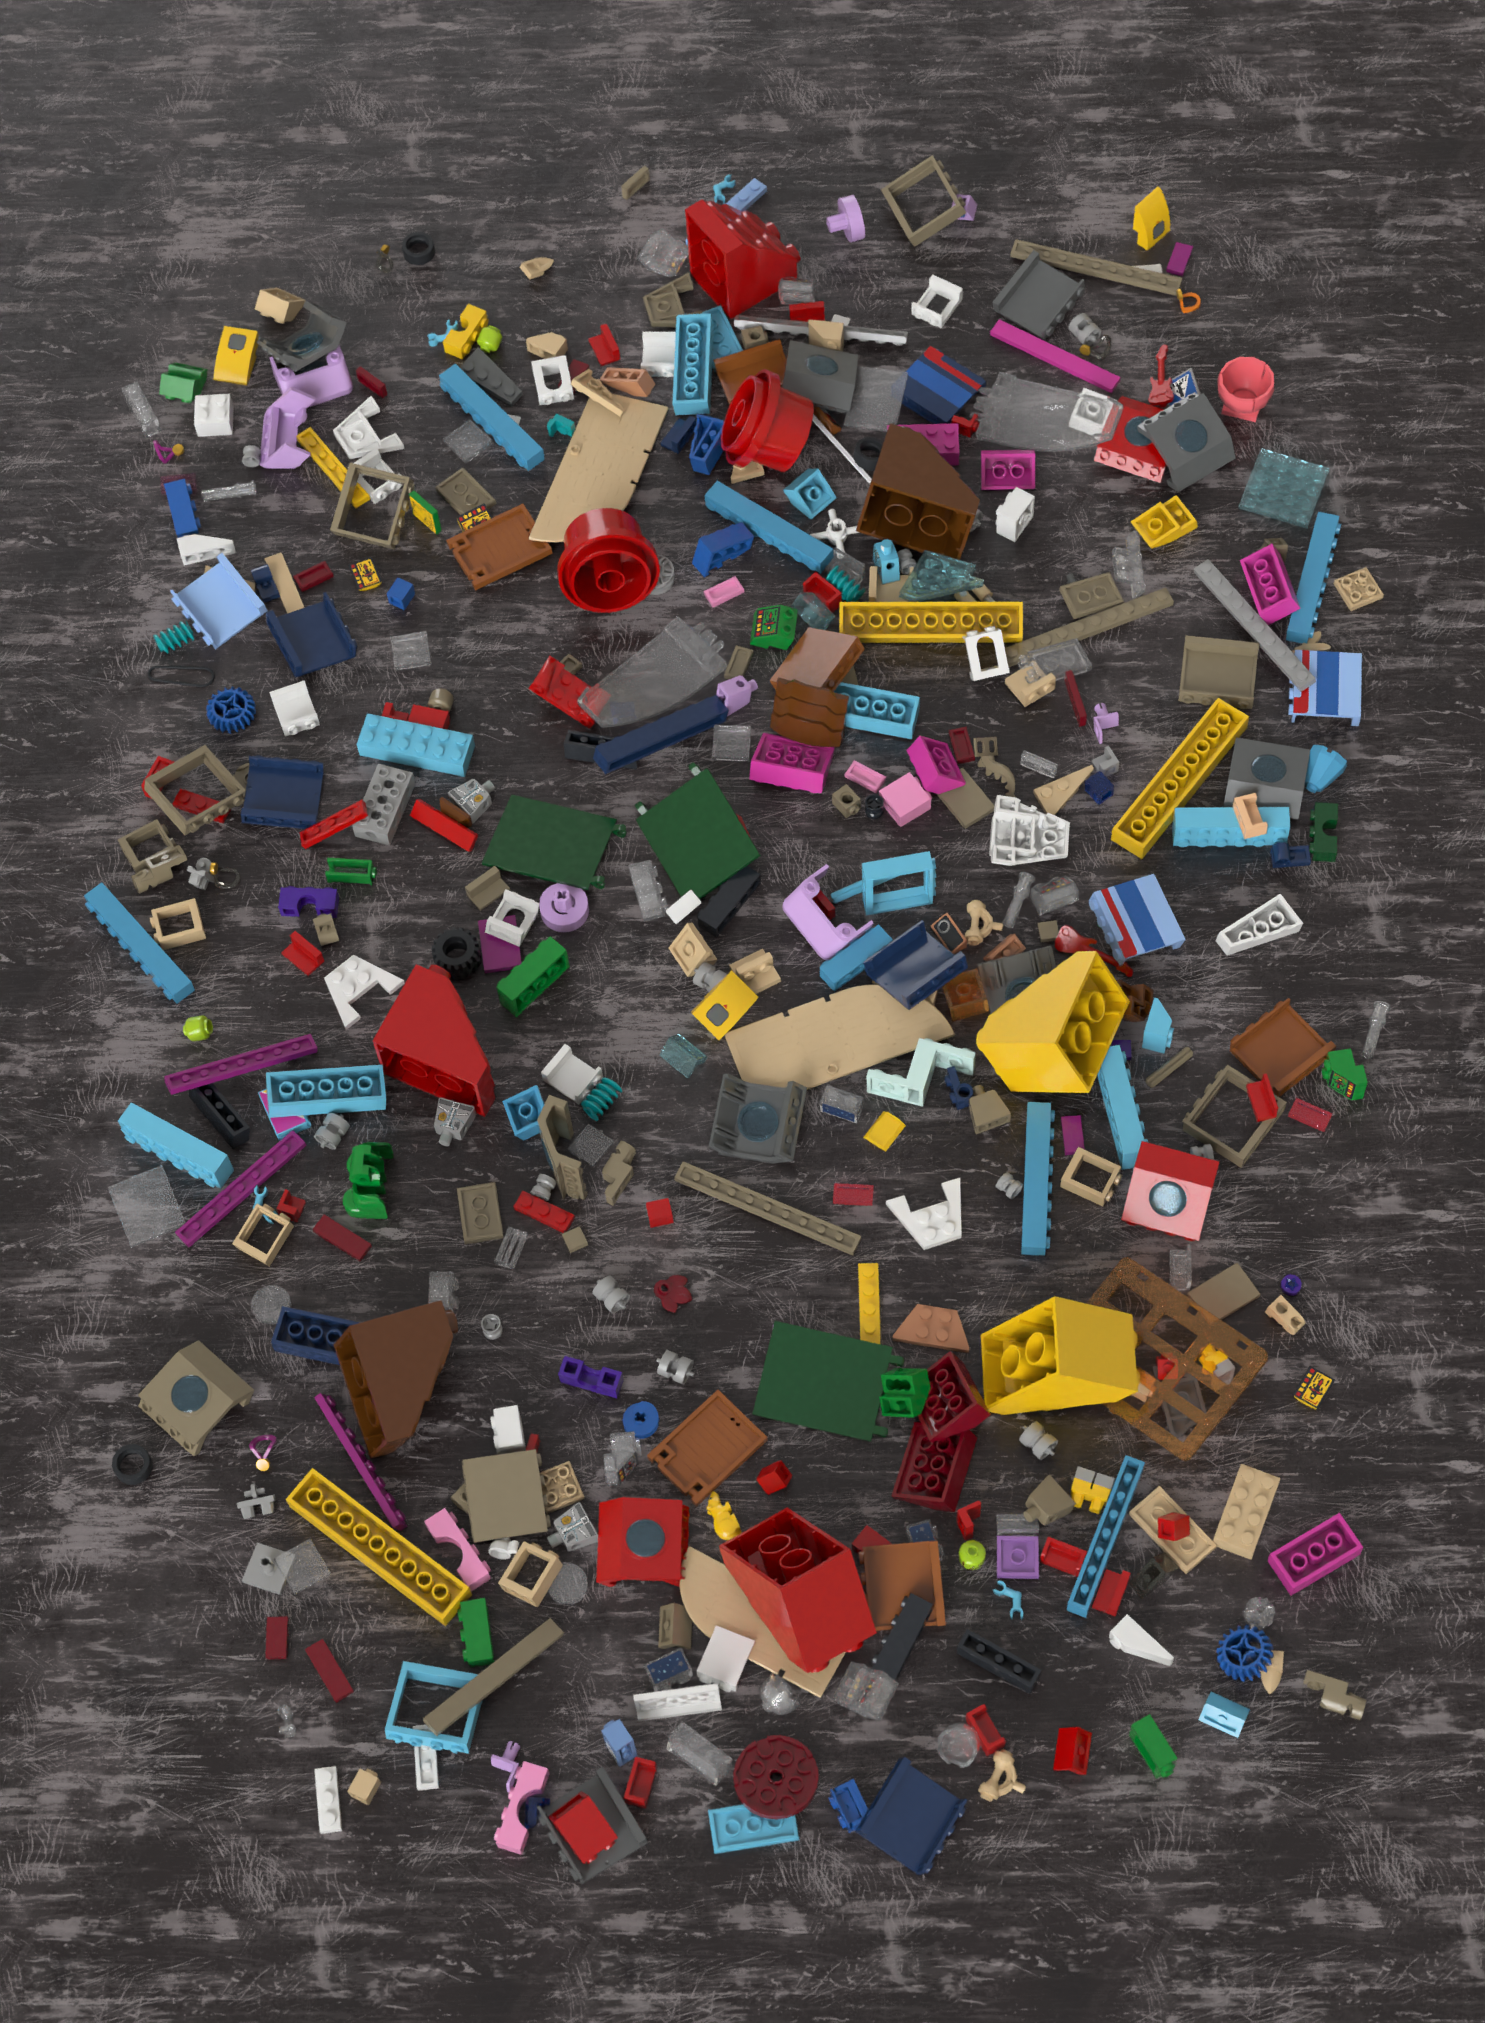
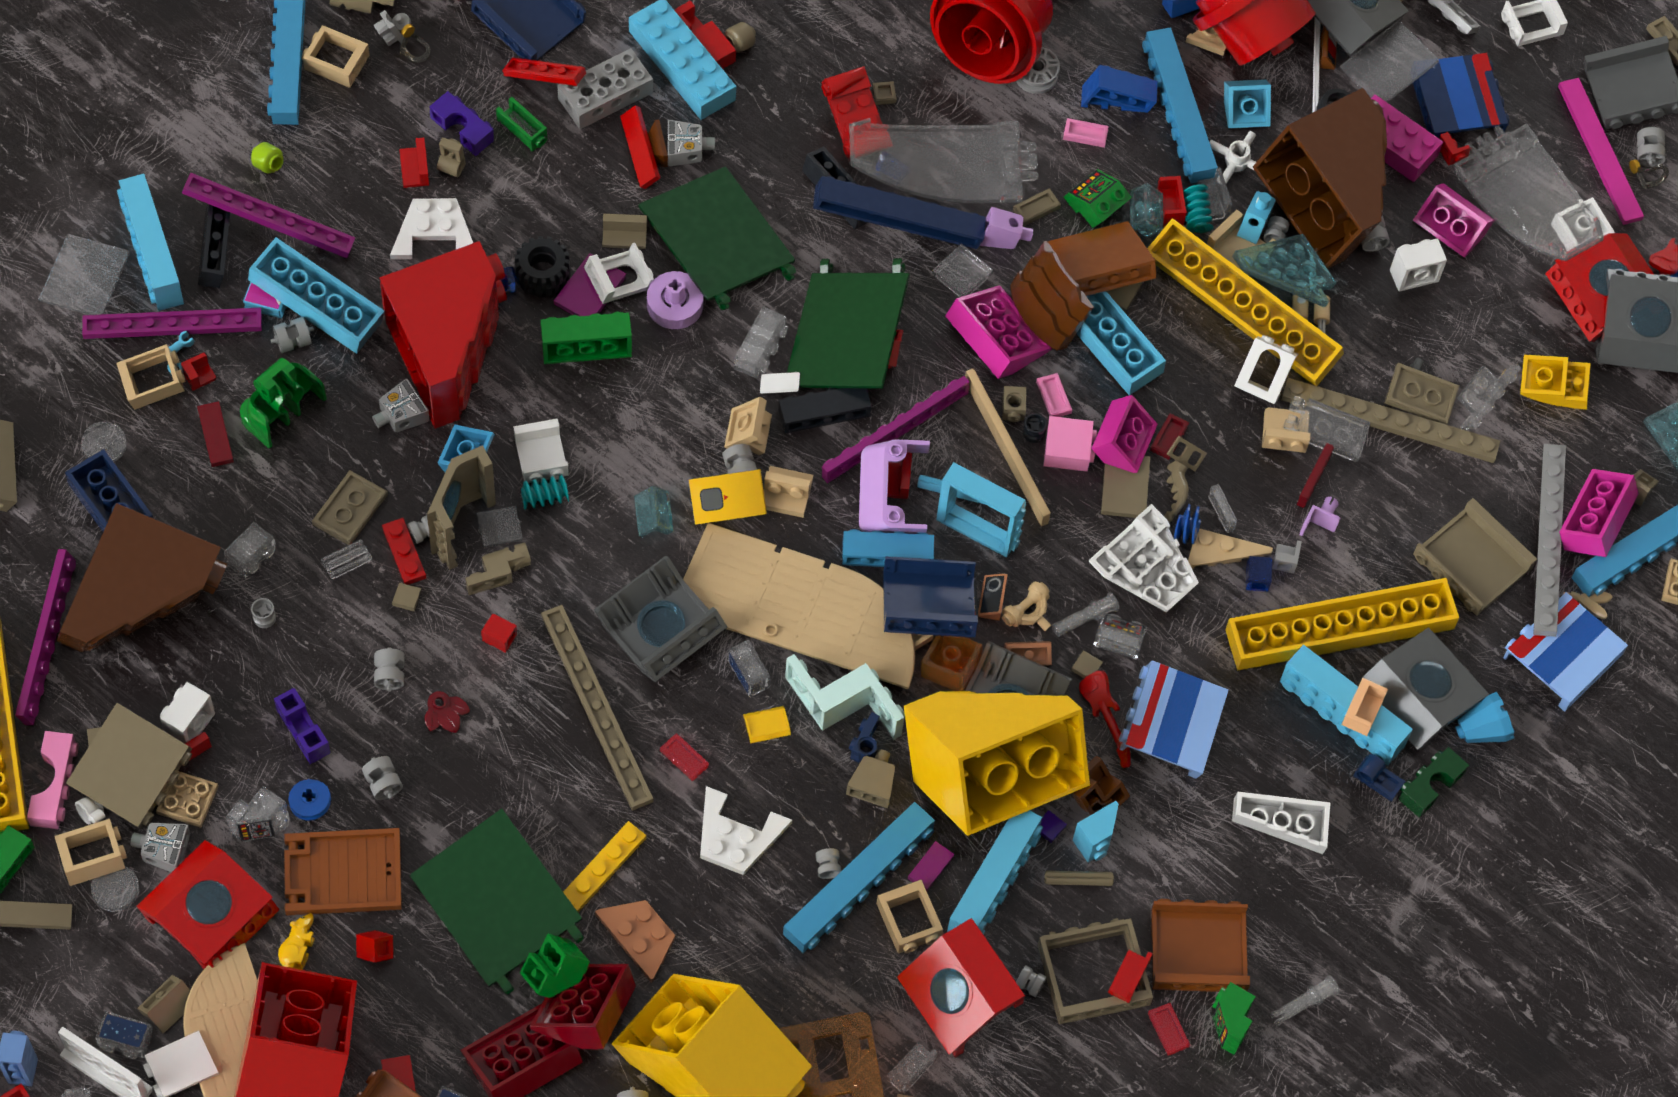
camera: 30 degrees right, 0 degrees up
(788, 871) = (901, 425): none -> magenta plate
(862, 829) = (1008, 448): none -> tan tile
(1028, 789) = (1188, 525): none -> blue piece

